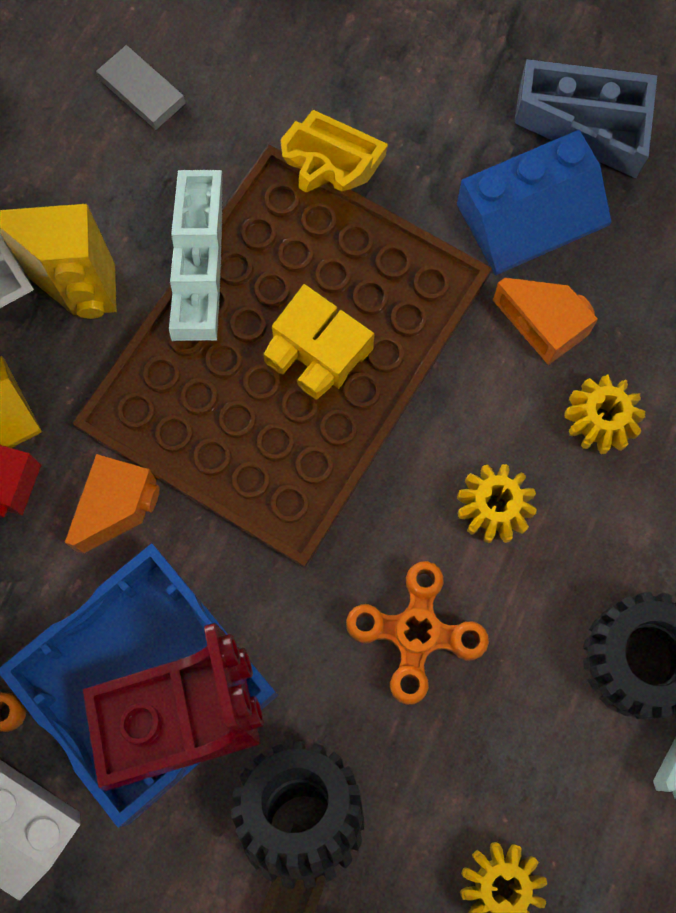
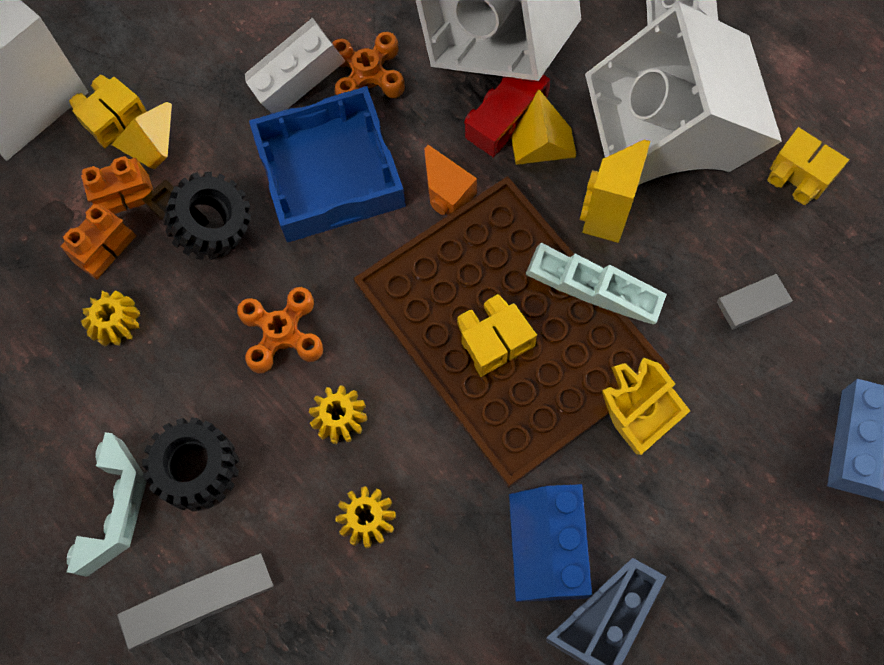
camera: 115 degrees right, 5 degrees down
(173, 714) = (291, 164): dark red bracket -> none
(546, 314) = (456, 510): orange slope -> none

